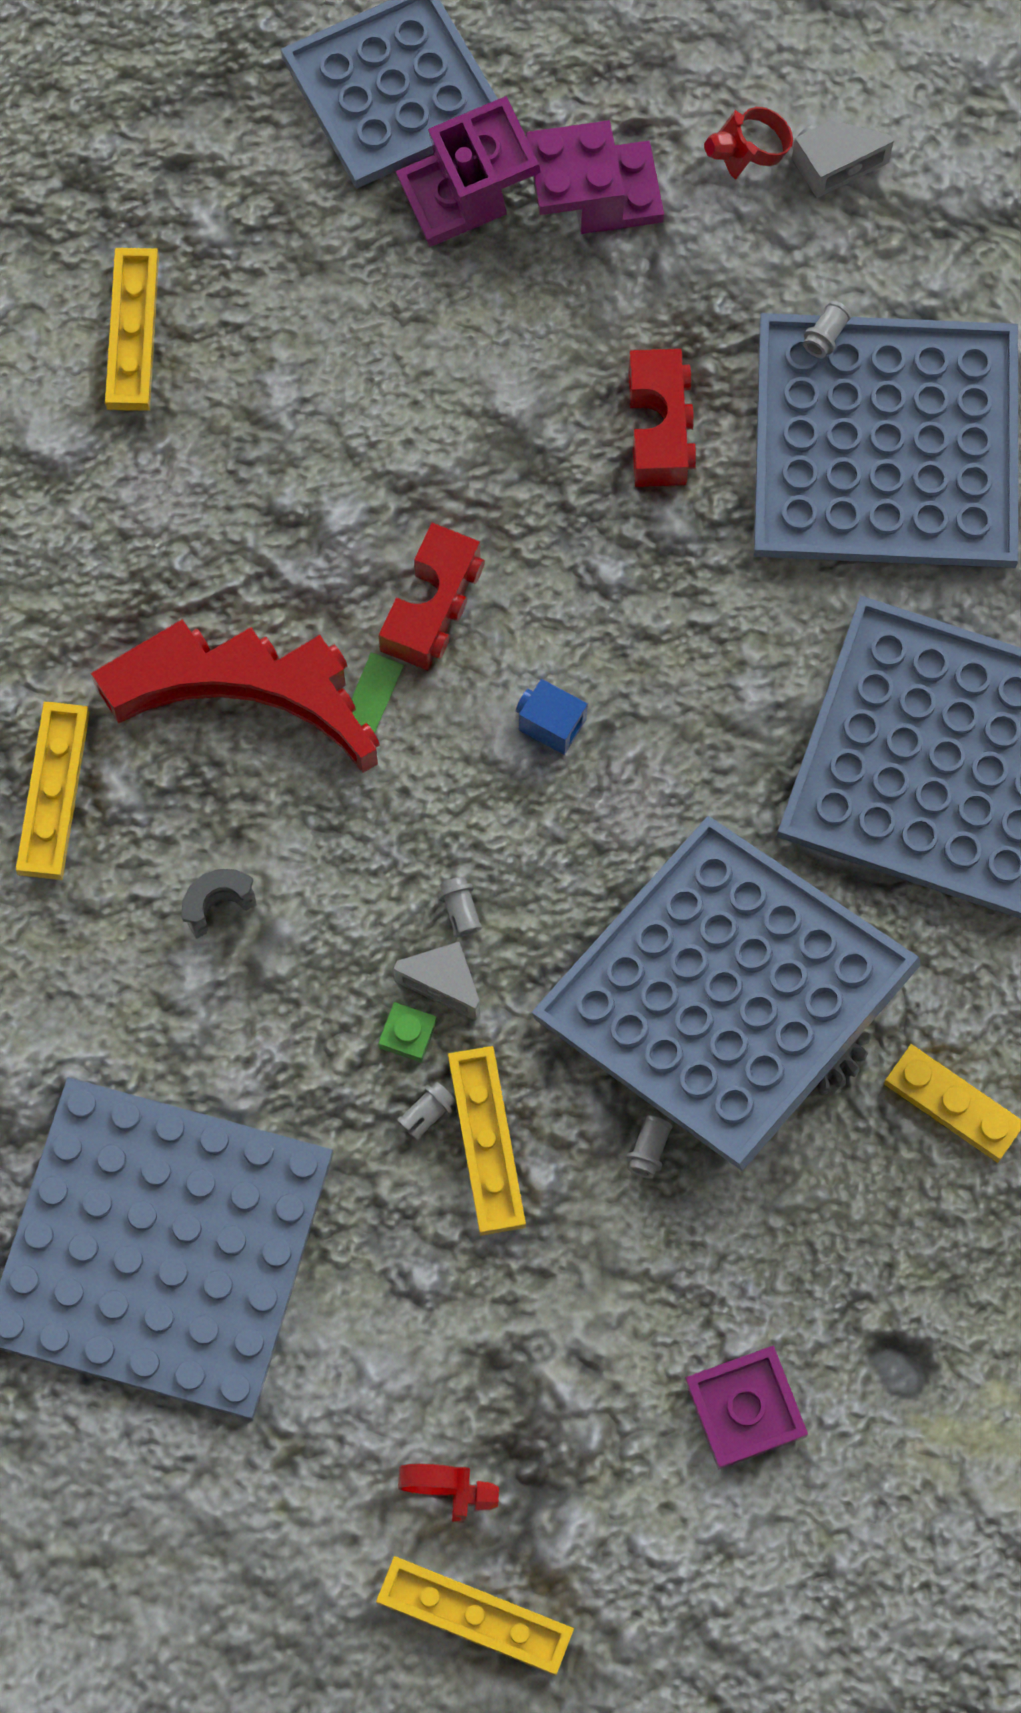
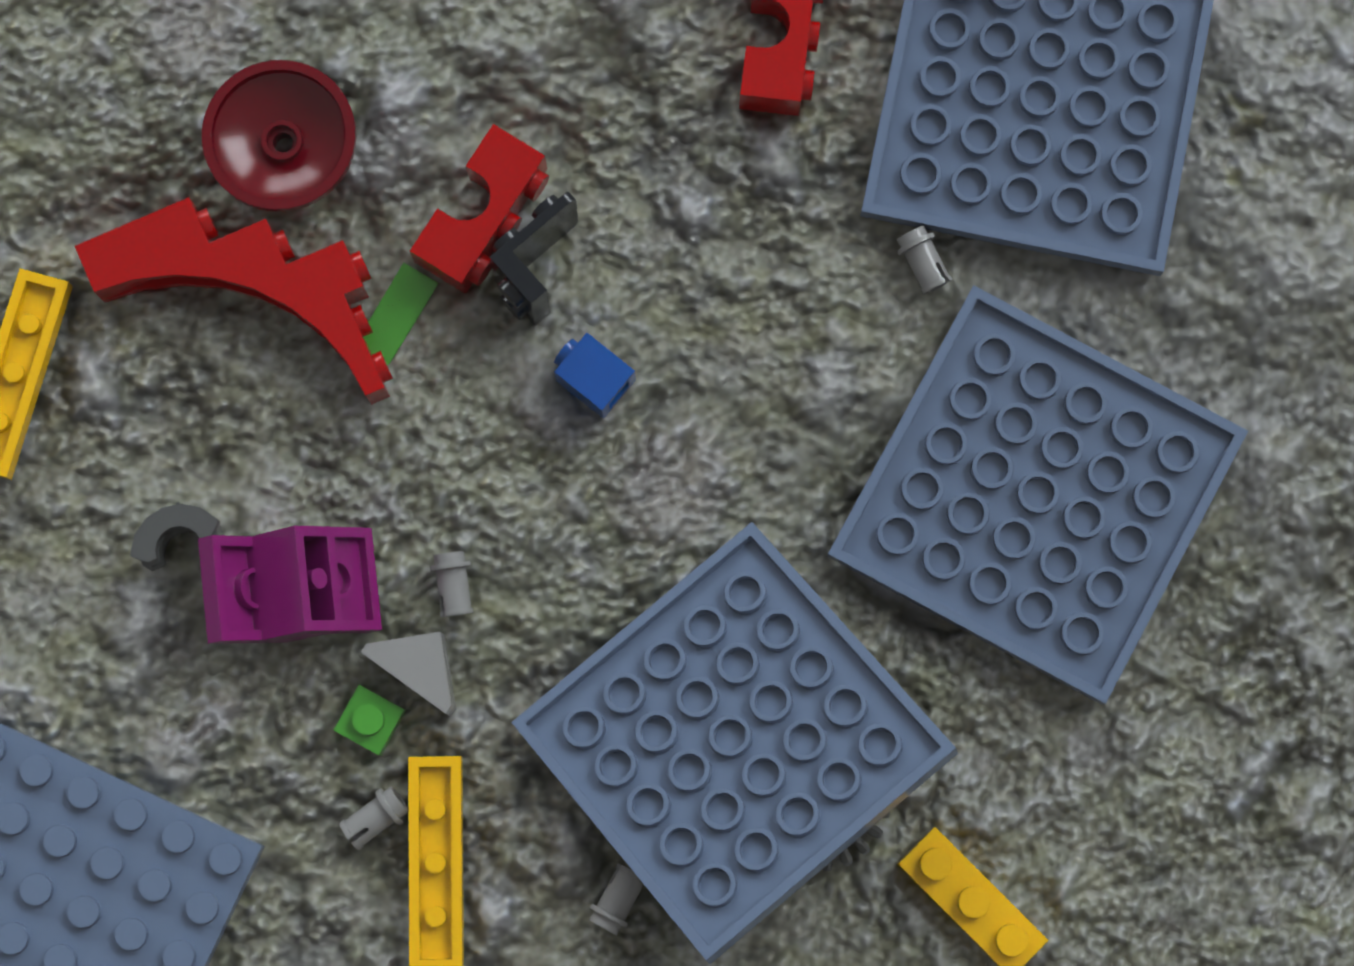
camera: 10 degrees right, 10 degrees up
(247, 535) = (273, 104): none -> dark red dish
(322, 923) = (289, 584): none -> magenta bracket
(474, 644) = (517, 250): none -> black bracket
(814, 582) = (923, 259): none -> light grey pin

